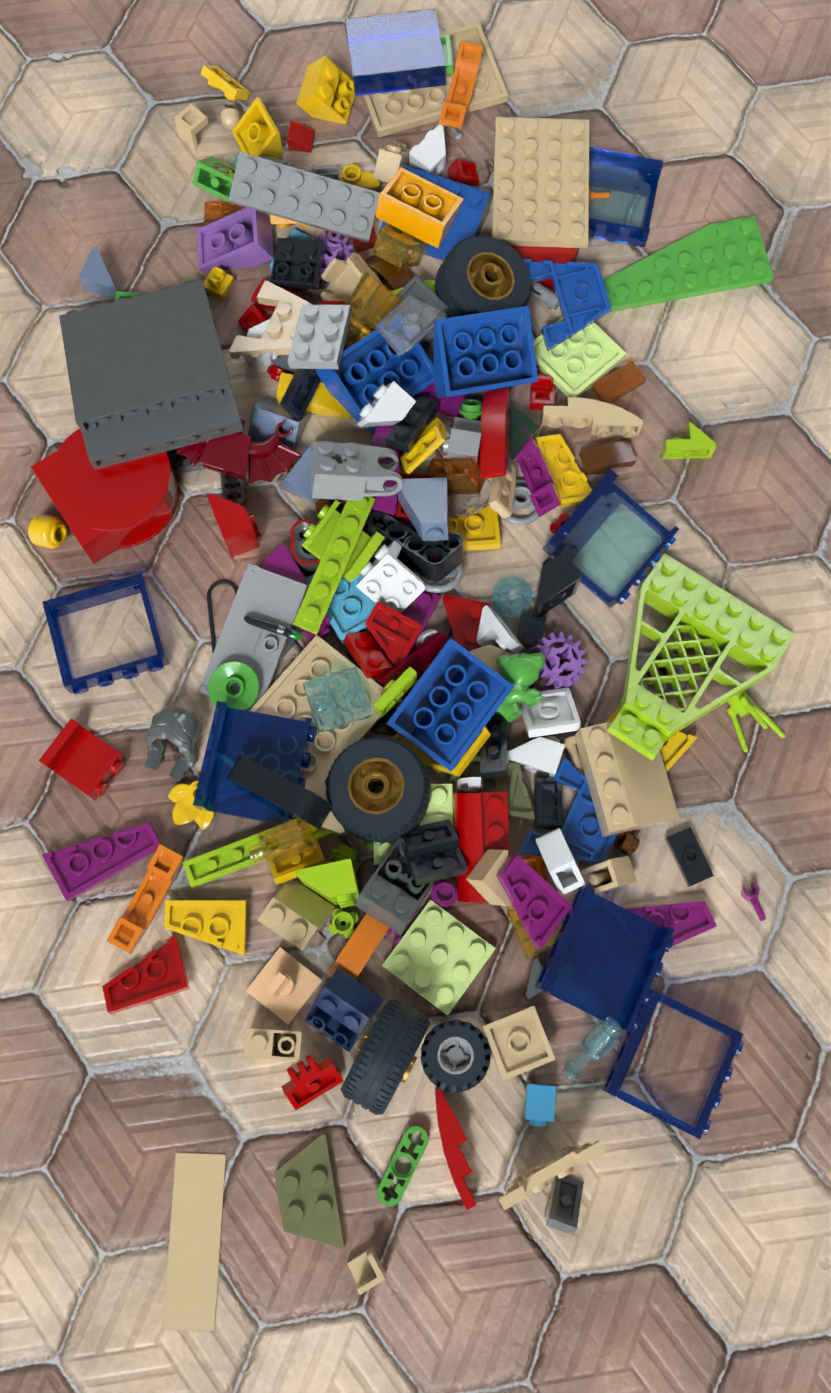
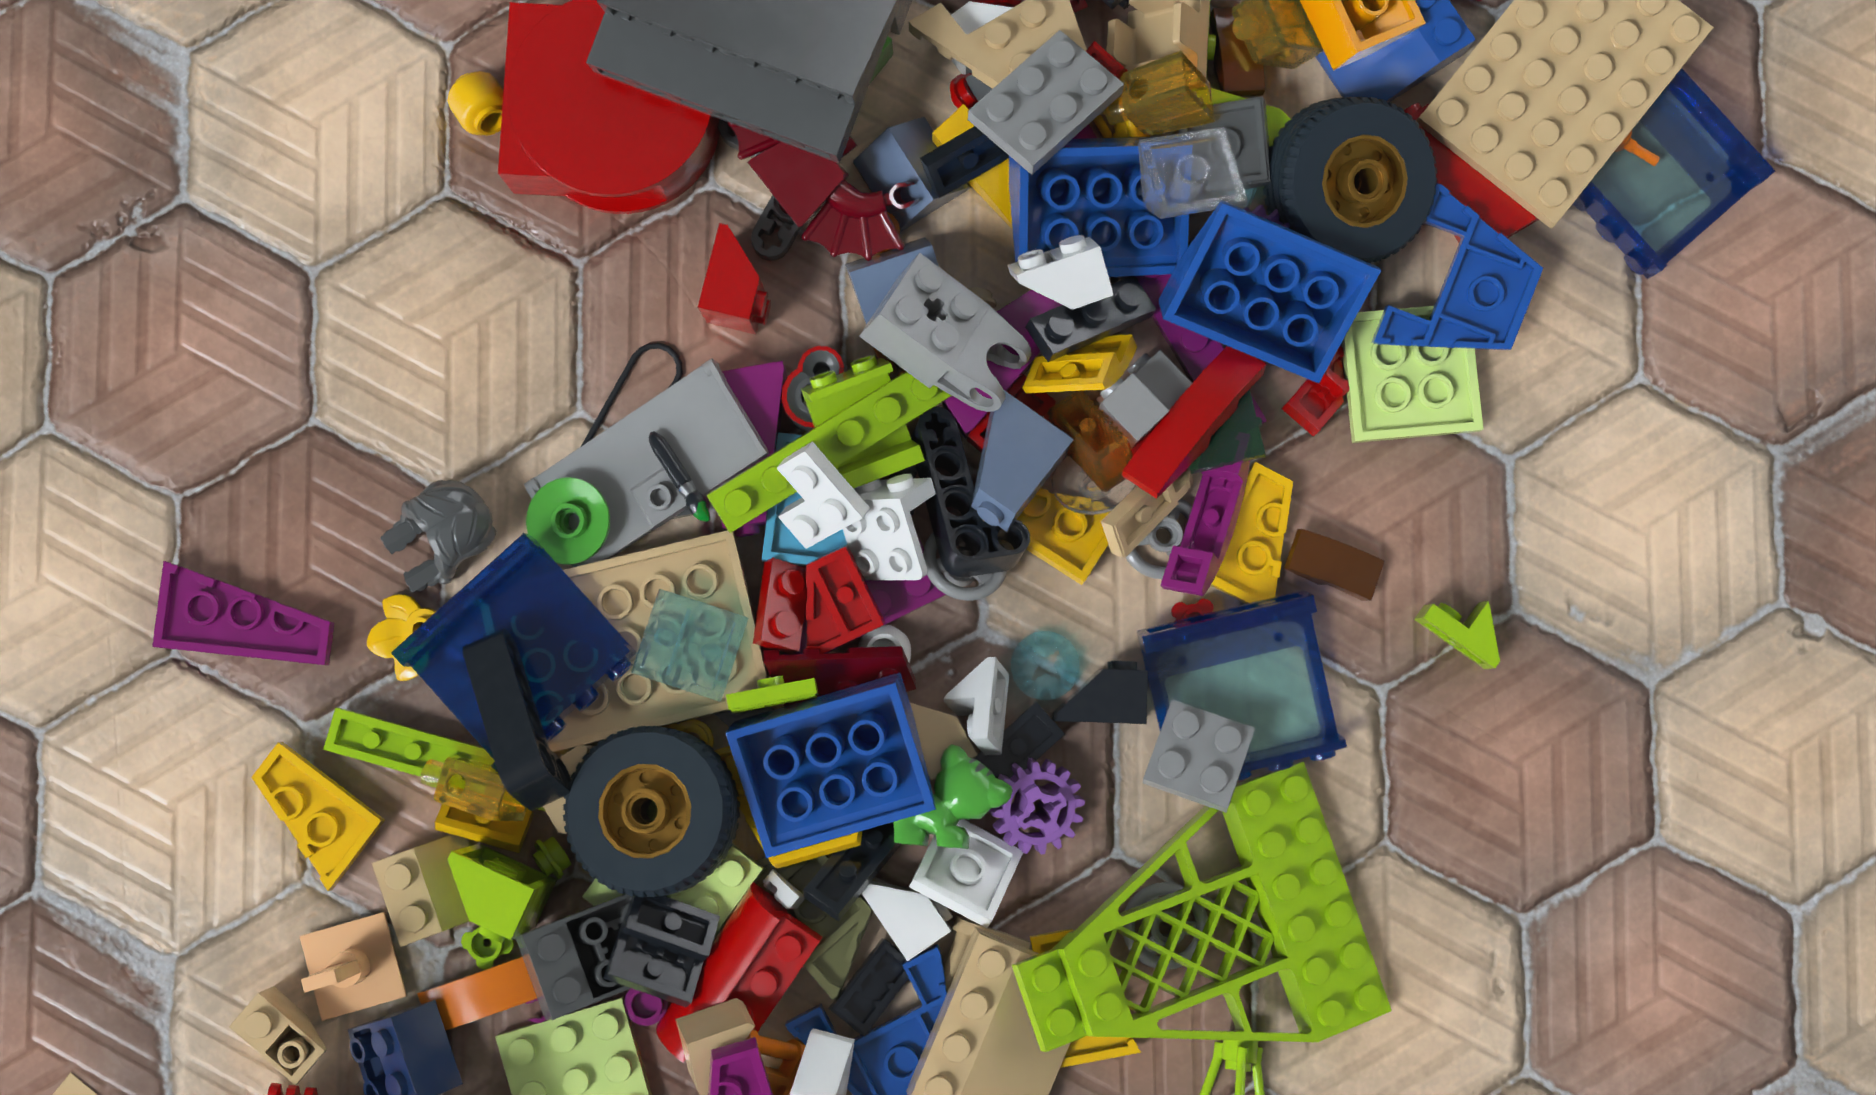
camera: 35 degrees right, 10 degrees up
(83, 759) = (308, 469): red panel -> none
(93, 597) = (385, 281): clear blue window -> none
(147, 899) = (255, 722): orange slope -> none
(152, 978) = (187, 829): red wing -> none
(353, 582) = (826, 499): none -> white plate
(464, 619) = (955, 651): red wing -> none
(471, 408) = (1191, 354): bright green plate -> none
(546, 296) = (1438, 253): light grey pin -> none
(600, 416) = (1372, 499): tan slope -> none
(616, 580) = (1199, 755): none -> light grey plate
(618, 383) = (1438, 465): clear orange plate -> none
(702, 263) = (1708, 367): bright green wing -> none

